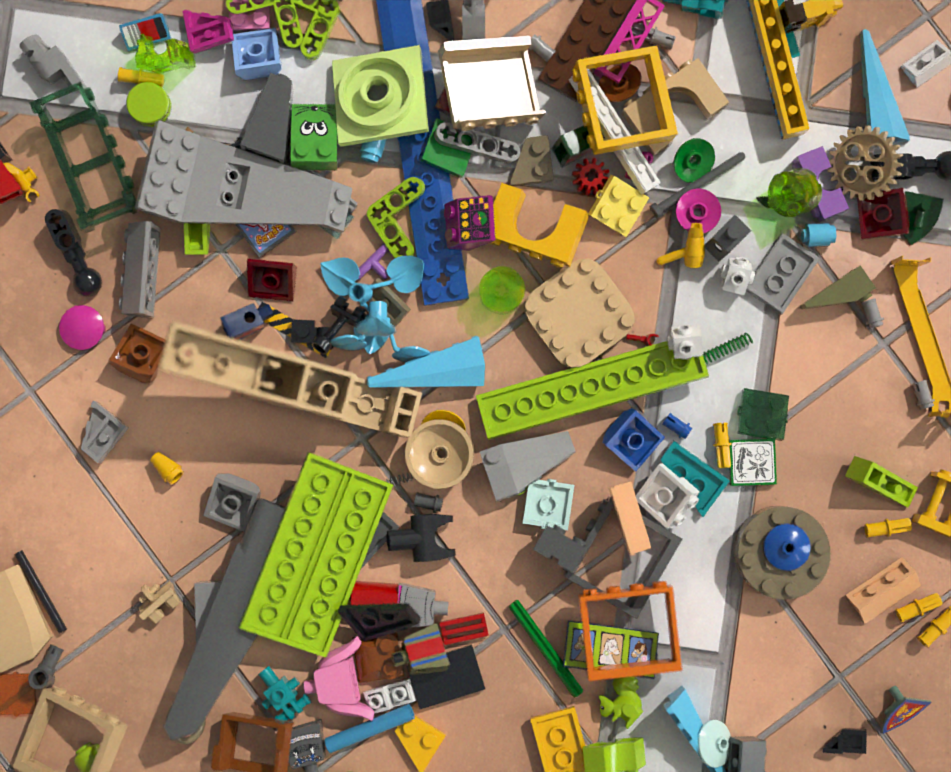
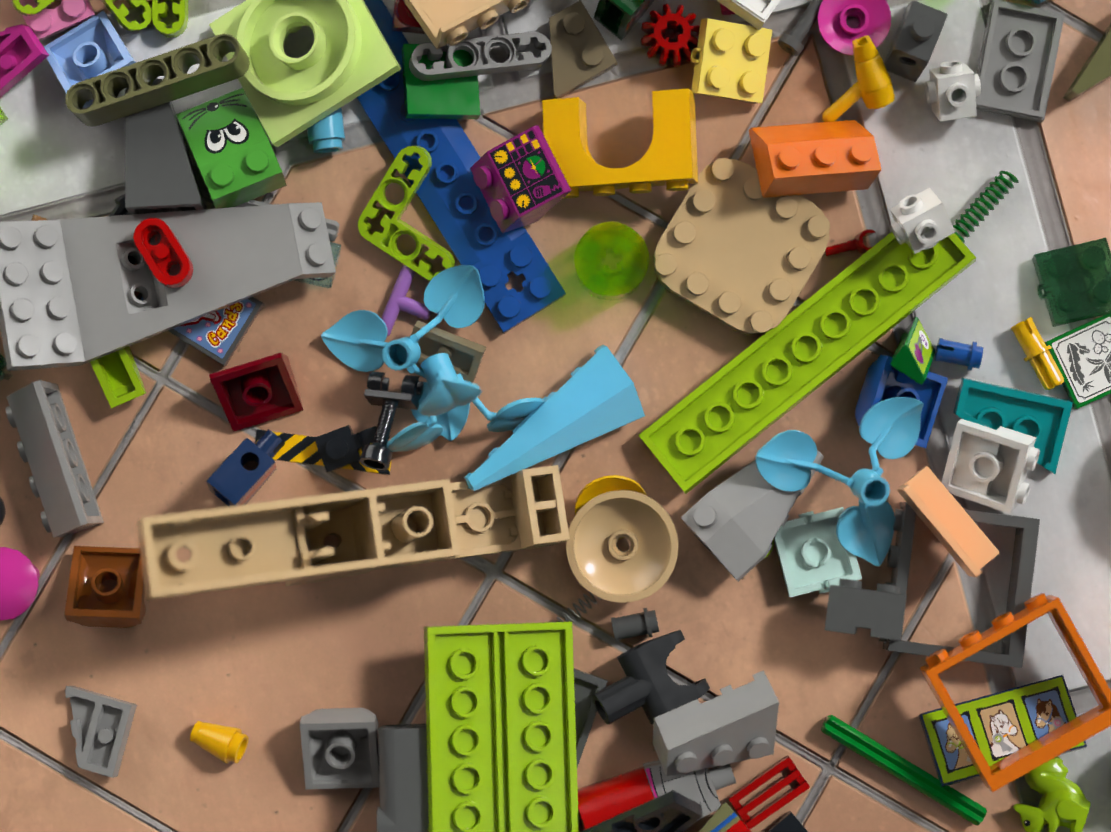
camera: 20 degrees left, 0 degrees up
(250, 180) = (164, 254): none -> red plate
(279, 74) = (140, 77): none -> olive beam
(450, 581) = (719, 731): none -> light grey wedge
(580, 502) = (863, 529): none -> medium azure plant
(641, 280) = (814, 158): none -> orange slope
(651, 415) = (914, 352): none -> green slope

